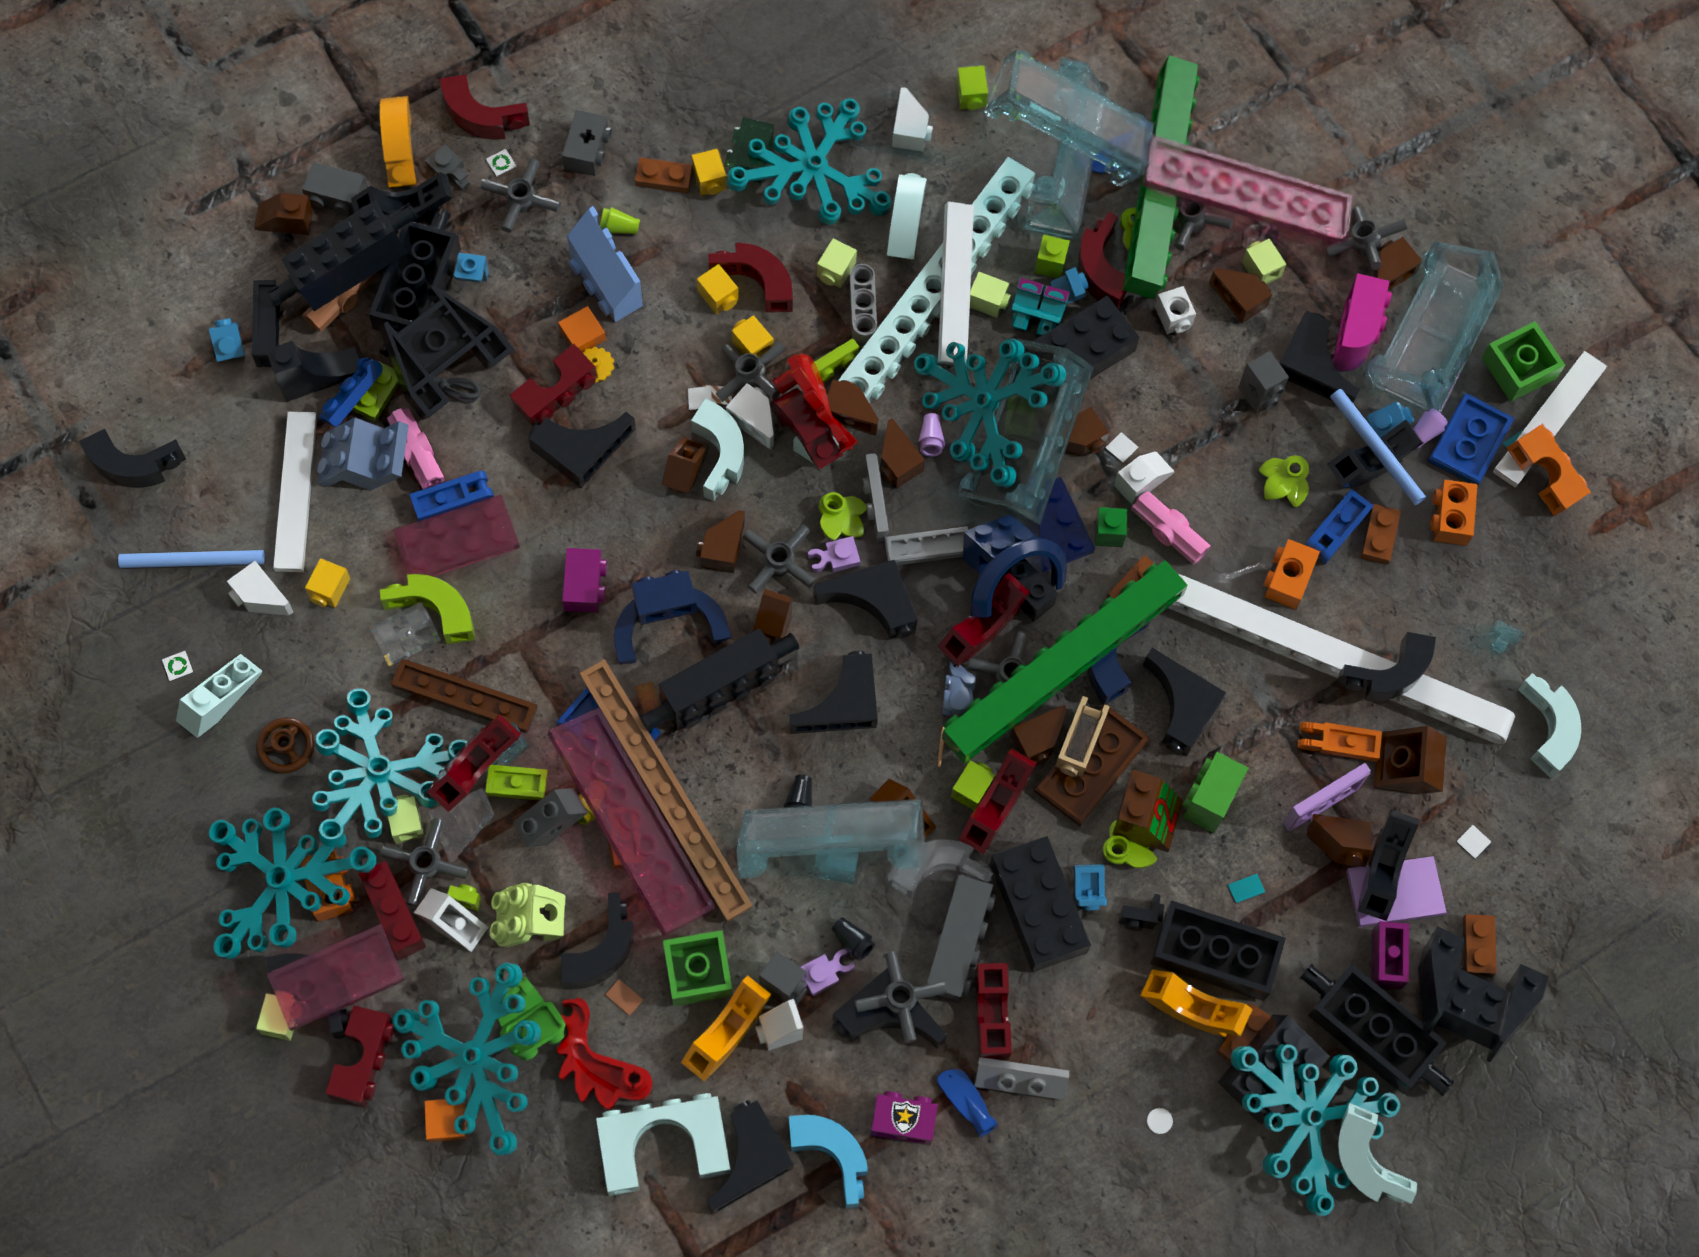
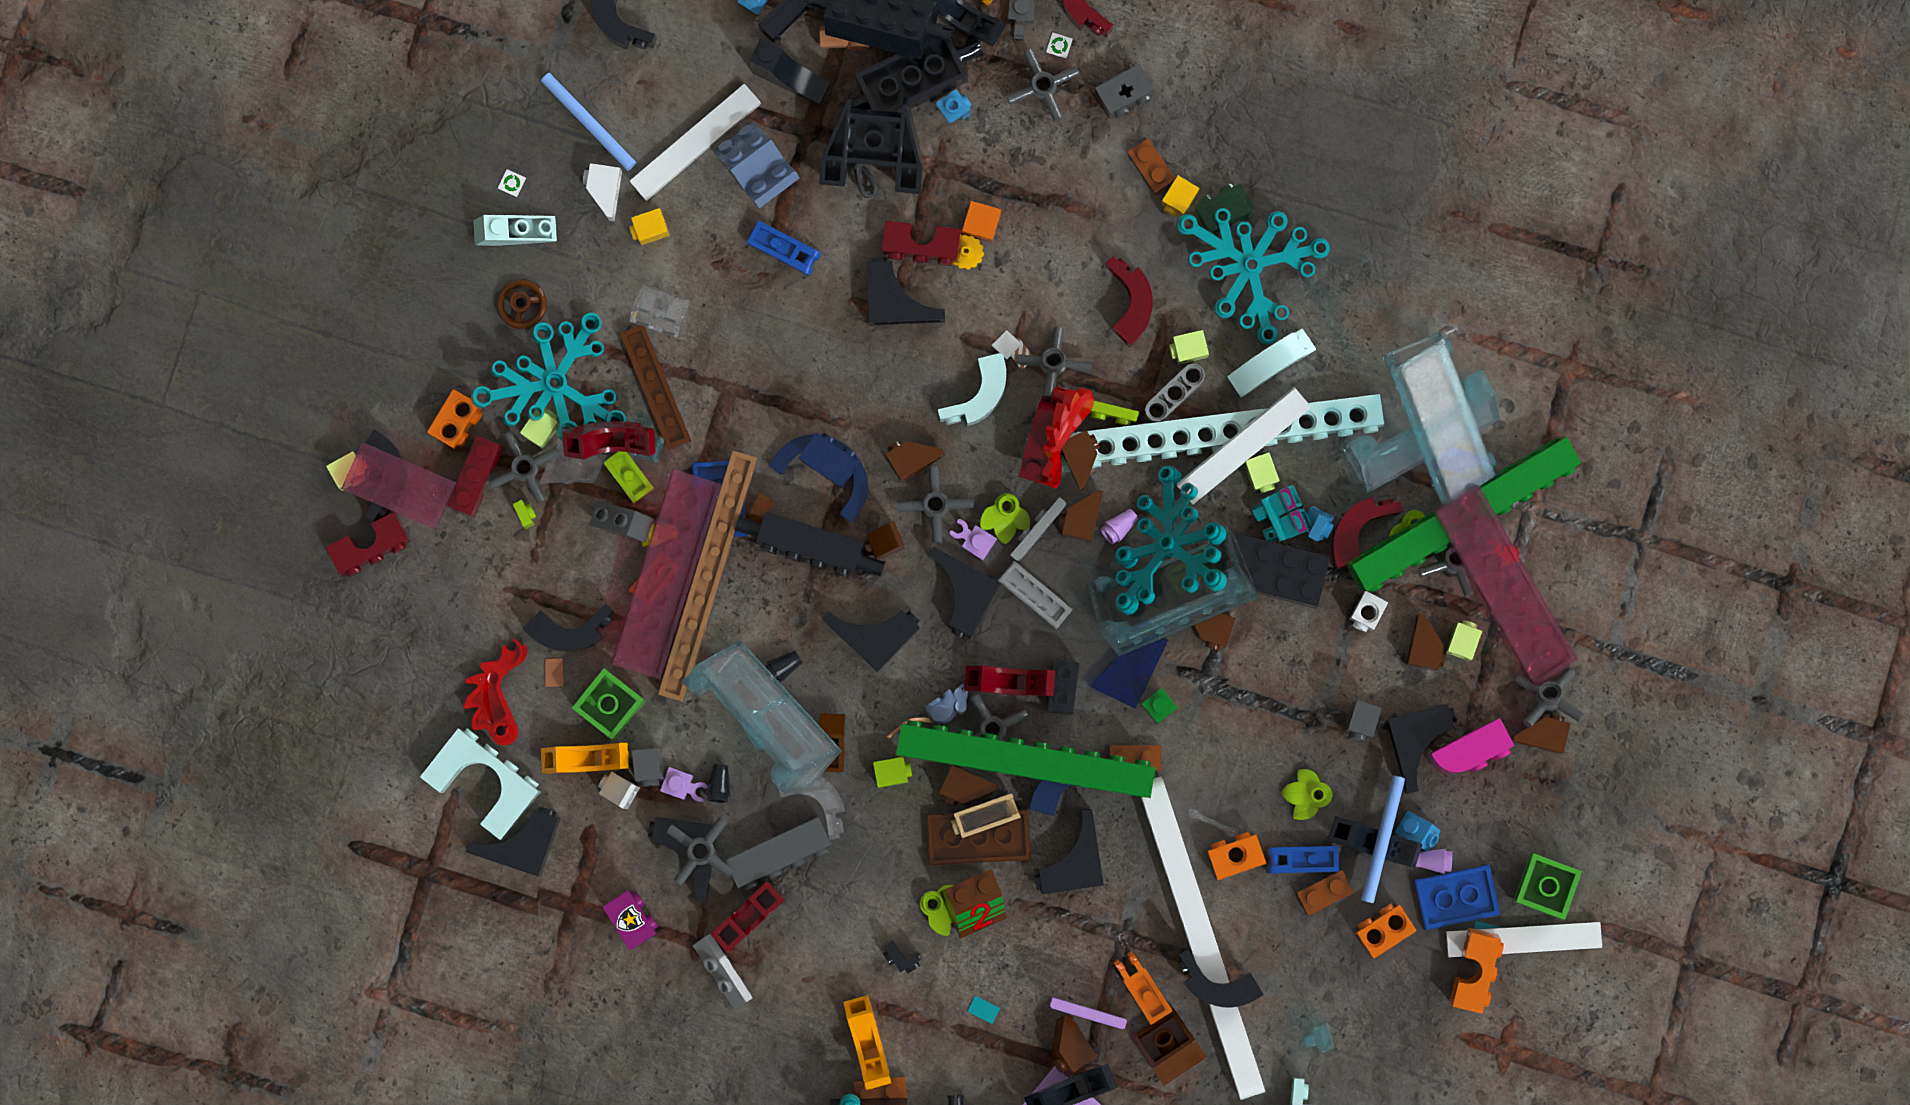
camera: 55 degrees right, 15 degrees up
(248, 852) = (451, 407): teal plant -> none
(351, 391) = (794, 112): blue plate -> none
(378, 395) = (812, 126): lime plate -> none
(418, 451) = (795, 195): bright pink piece -> none
(437, 596) = (707, 317): lime arch -> none
(440, 1120) = (378, 634): orange piece -> none
(451, 919) = (503, 519): white slope -> none
(457, 538) = (758, 279): clear pink plate -> none
(485, 1090) = (412, 644): teal plant -> none
(520, 916) = (542, 560): yellowish green piece -> none
(535, 1010) = (480, 633): bright green piece -> none
(583, 580) = (803, 390): magenta brick -> none
(603, 269) = (1034, 197): light blue wedge -> none
(618, 222) = (1084, 169): lime cone -> none
(684, 464) = (946, 380): reddish brown slope -> none
(718, 289) = (1095, 285): yellow brick -> none
(751, 337) = (1079, 341): yellow brick -> none
(752, 414) = (1024, 393): white slope -> none
(825, 1135) = (578, 888): medium azure arch -> none
(911, 124) = (1347, 301): white slope -> none
(966, 1100) = (679, 948): blue piece -> none
(972, 87) = (1417, 318): lime brick -> none
(996, 548) = (1071, 650): dark blue piece -> none
(998, 802) = (889, 799): dark red arch -> none
(1040, 904) = (847, 885): black brick -> none
(1051, 256) = (1331, 490): lime brick -> none
(1089, 886) = (889, 907): dark azure bracket -> none
(1122, 447) = (1232, 661): white sticker -> none
(1142, 476) = (1221, 696): white slope -> none
(1159, 1120) = (776, 1082): white sticker -> none
(1170, 527) = (1197, 746): bright pink piece -> none
(1218, 785) = (1024, 936): bright green brick -> none
(1218, 951) = (917, 1027): black brick -> none
(1439, 326) = (1523, 806): windscreen -> none

